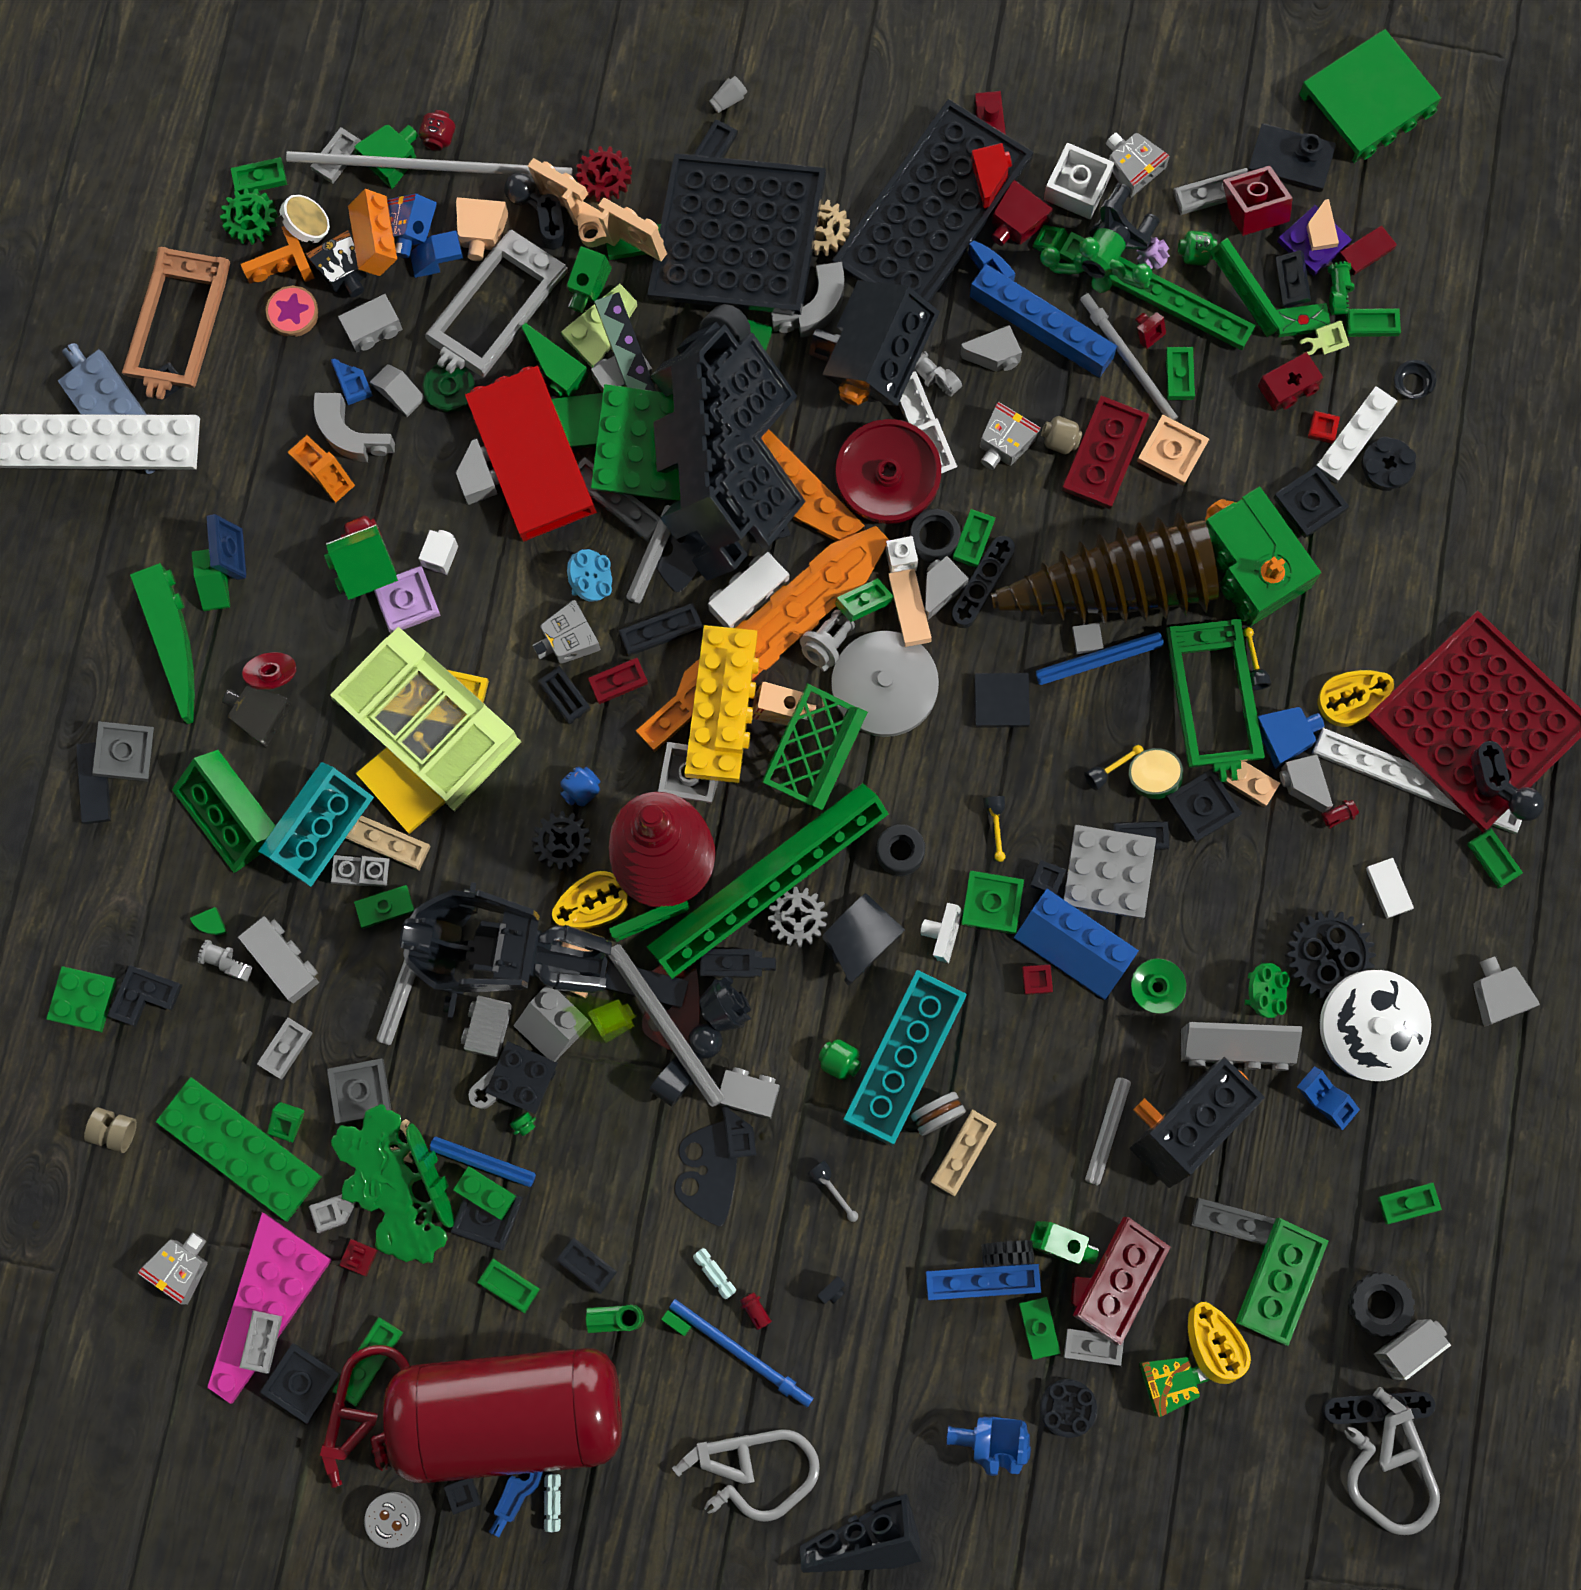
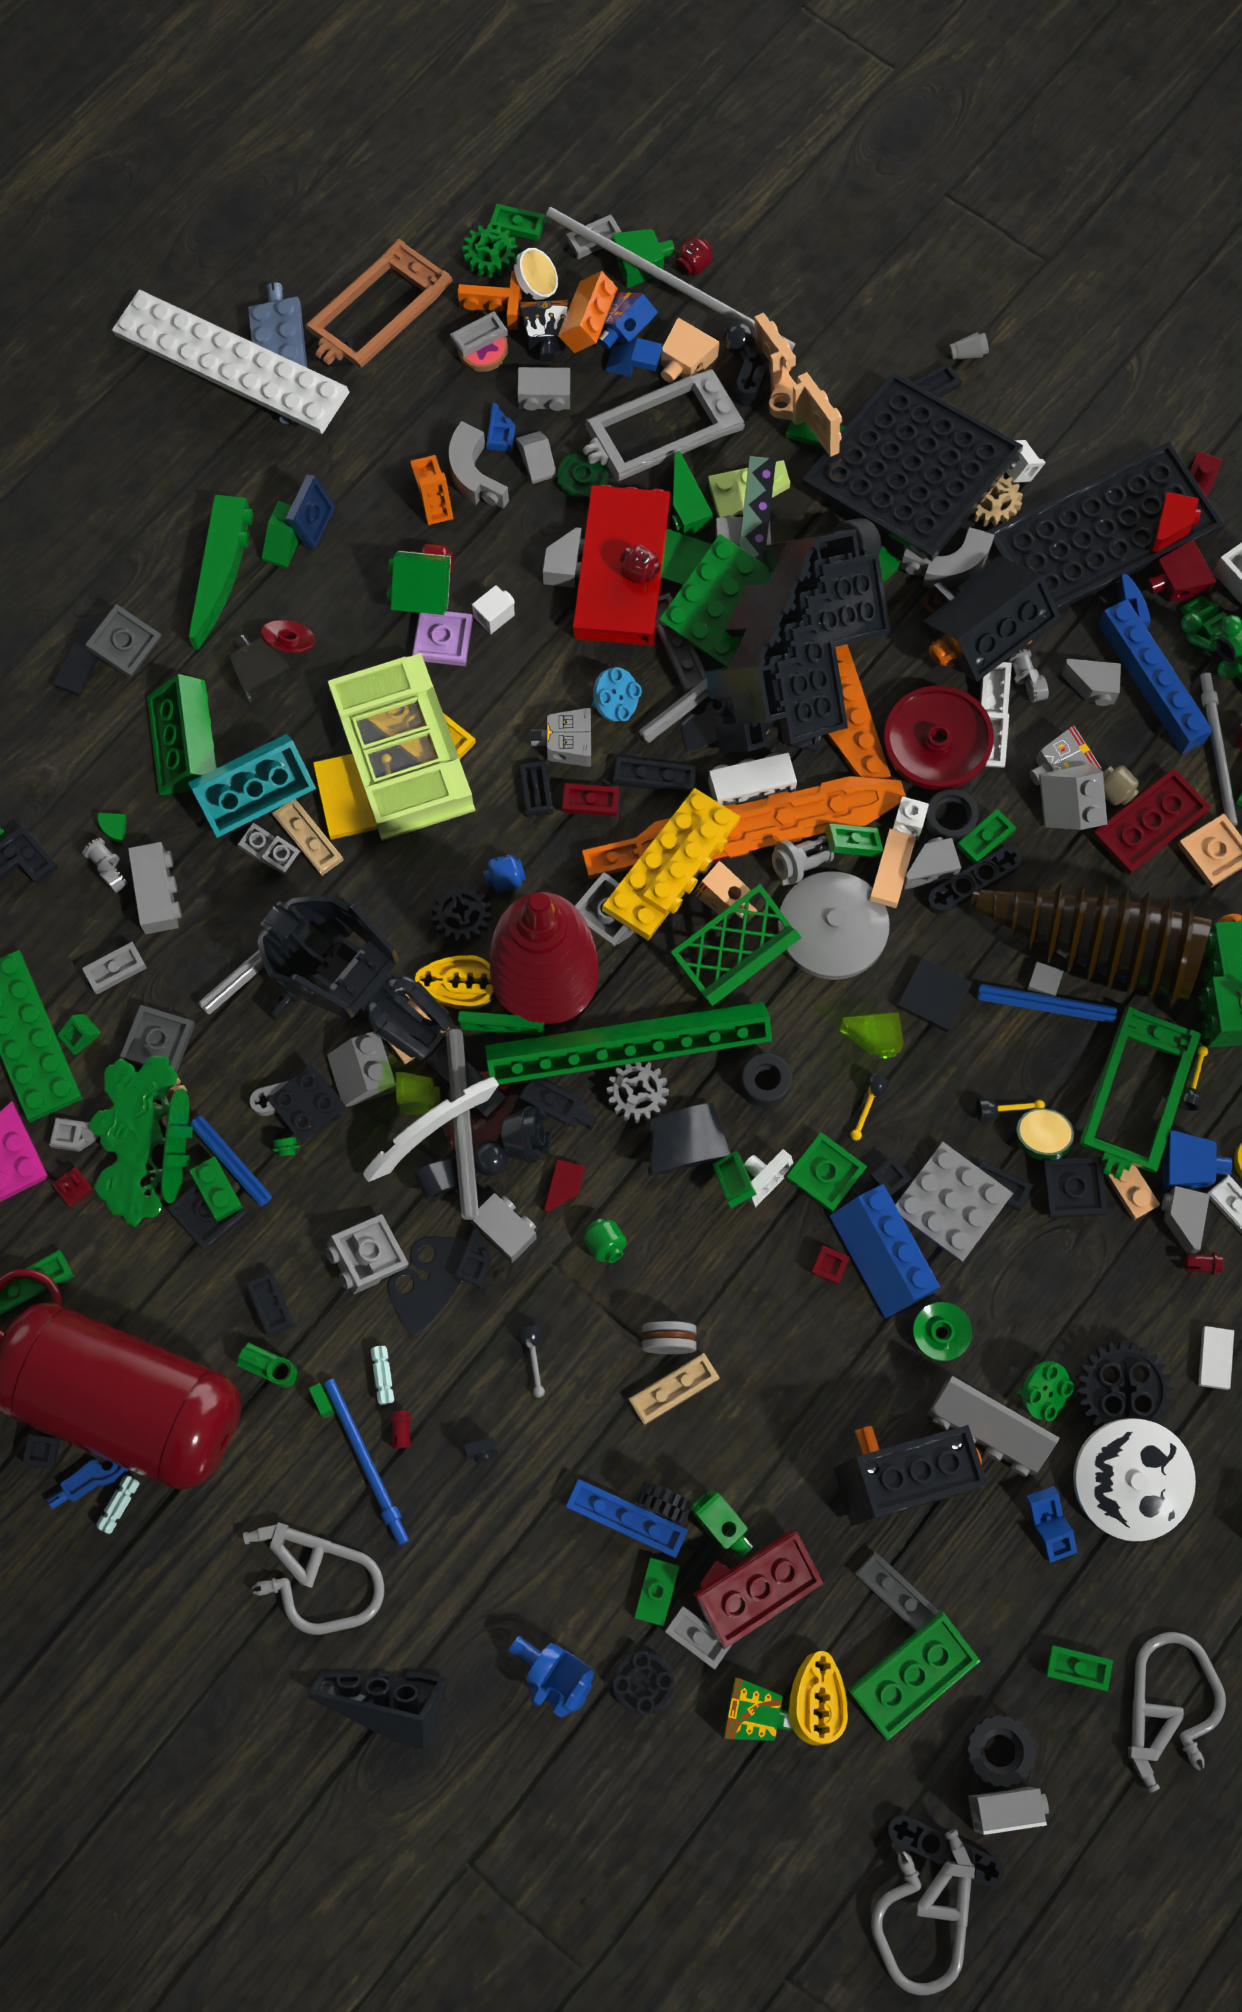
camera: 25 degrees right, 5 degrees down
(283, 301) = (478, 334): none -> light grey tile
(384, 906) = (270, 889): green plate -> none
(486, 1027) = (302, 1042): light grey brick -> none
(509, 1285) = (191, 1285): green tile -> none
(549, 447) = (640, 564): none -> dark red head
(589, 269) = (757, 438): green torso -> none
(611, 181) = (821, 360): dark red gear -> none
(638, 1043) = (426, 1124): none -> white tile
(644, 1179) = (365, 1254): none -> light grey plate
(778, 1029) = (564, 1184): none -> dark red tile
(835, 181) = (1025, 465): none -> white brick
(904, 1058) = (665, 1270): teal brick -> none
(920, 950) = (734, 1179): none -> green tile
(971, 760) = (875, 1033): none -> clear neon green slope
(1031, 467) = (1073, 798): none -> light grey slope
(1108, 1131) = (821, 1442): light grey axle -> none
(1503, 1199) = (1174, 1715): none -> light grey piece

